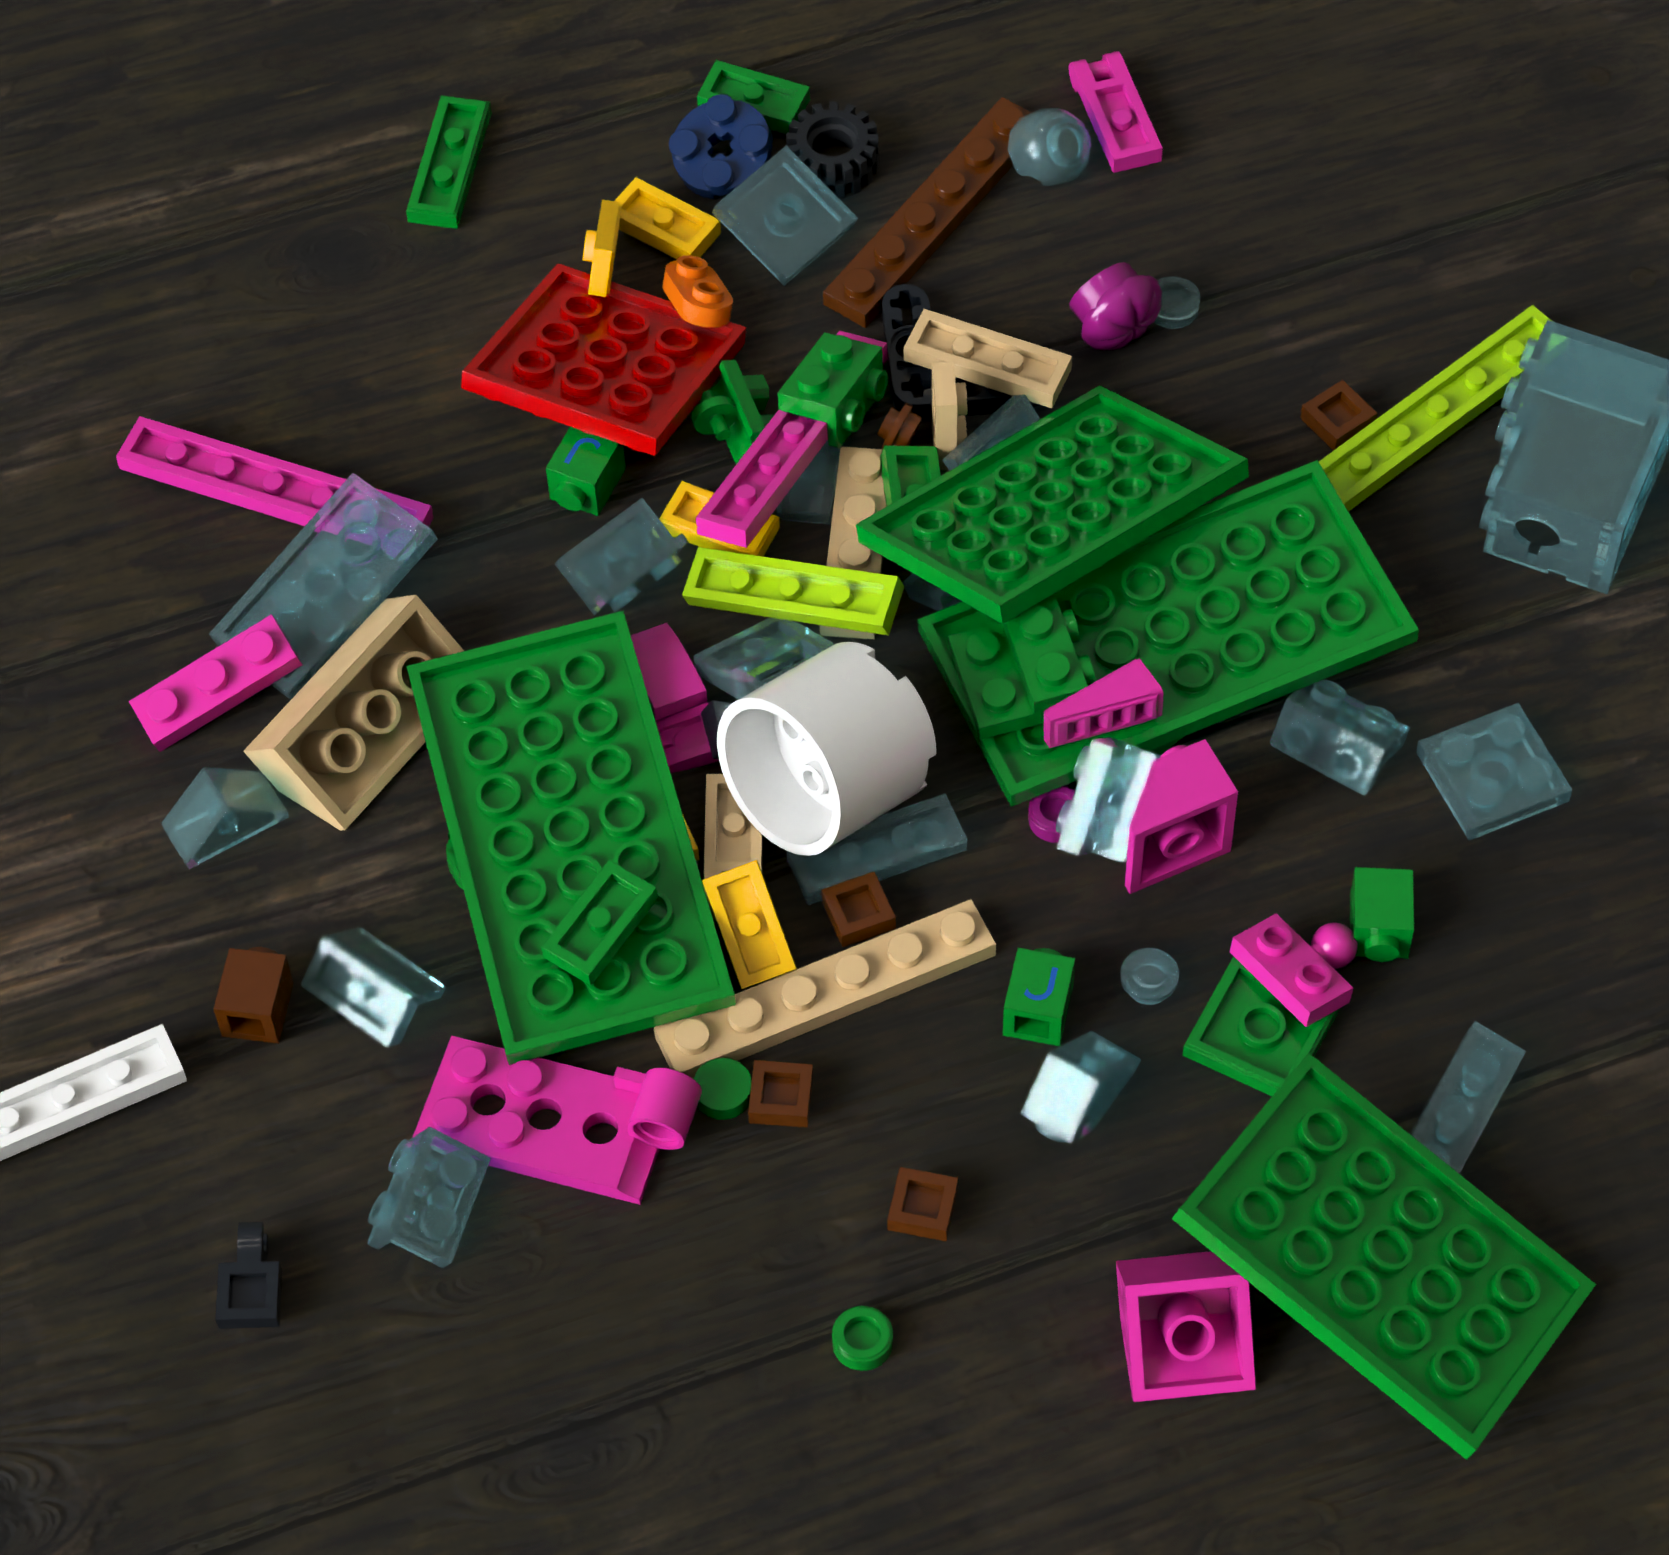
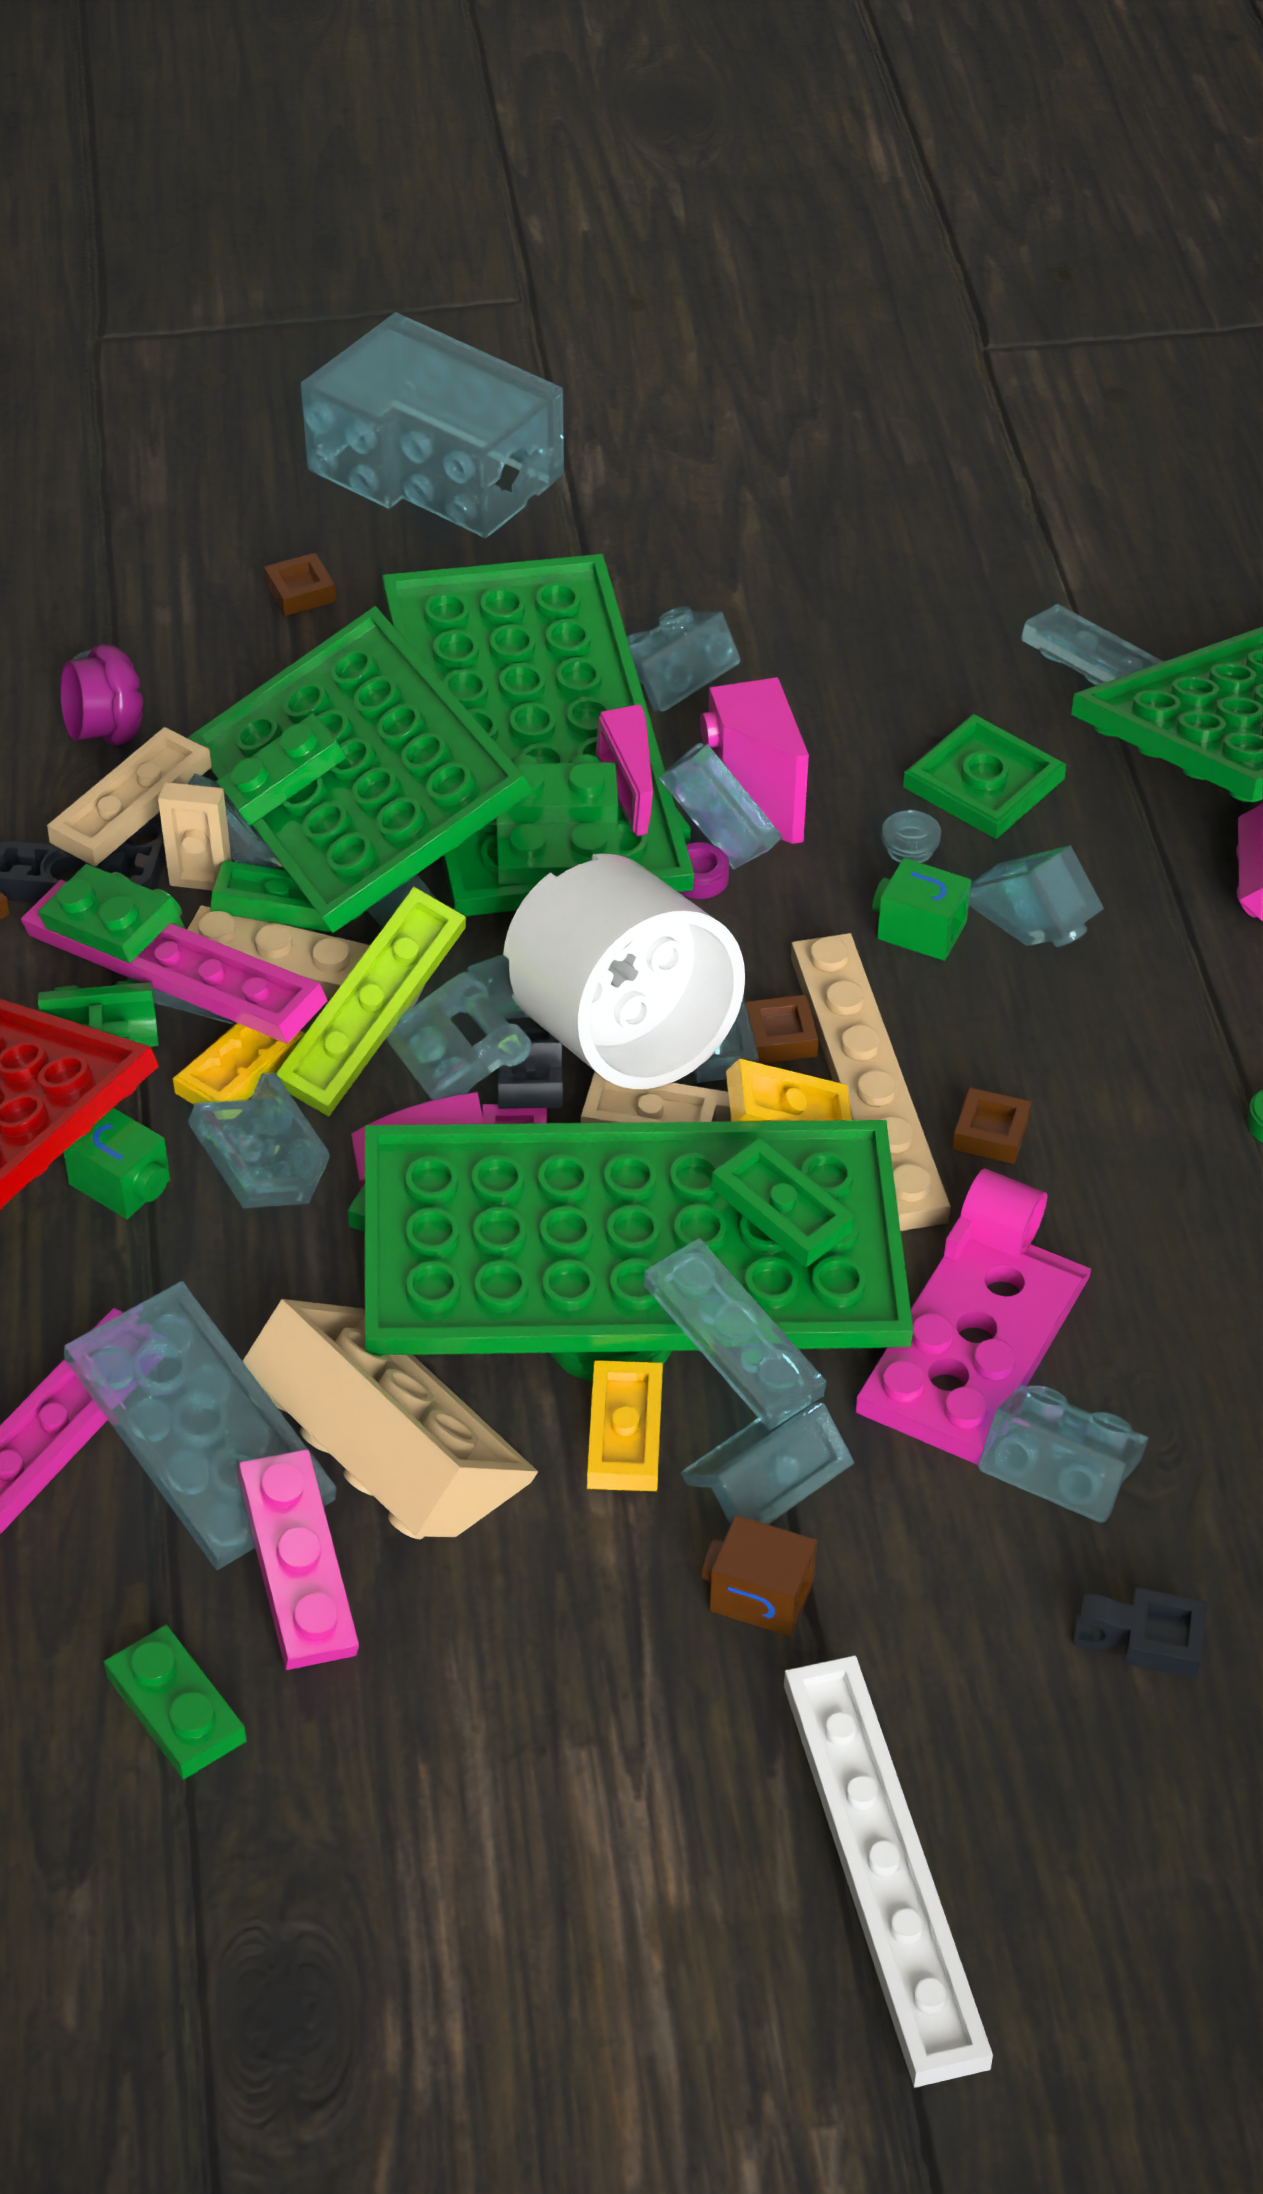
camera: 80 degrees left, 10 degrees down
(95, 646) = (175, 1701): none -> green plate
(220, 812) = (487, 1592): clear light blue slope -> none
(390, 875) = (625, 1426): none -> yellow plate
(463, 918) = (734, 1333): none -> clear light blue plate
(724, 1088) = (959, 1169): green tile -> none
(899, 426) = (183, 886): reddish brown plate -> none
(923, 1204) = (1142, 1037): reddish brown plate -> none
(1032, 450) = (281, 769): none -> green plate
(1293, 970) = (931, 730): dark pink plate -> none
(1382, 912) = (889, 664): green brick -> none
(1431, 412) = (315, 513): lime plate -> none
(1493, 771) = (742, 573): clear light blue plate -> none

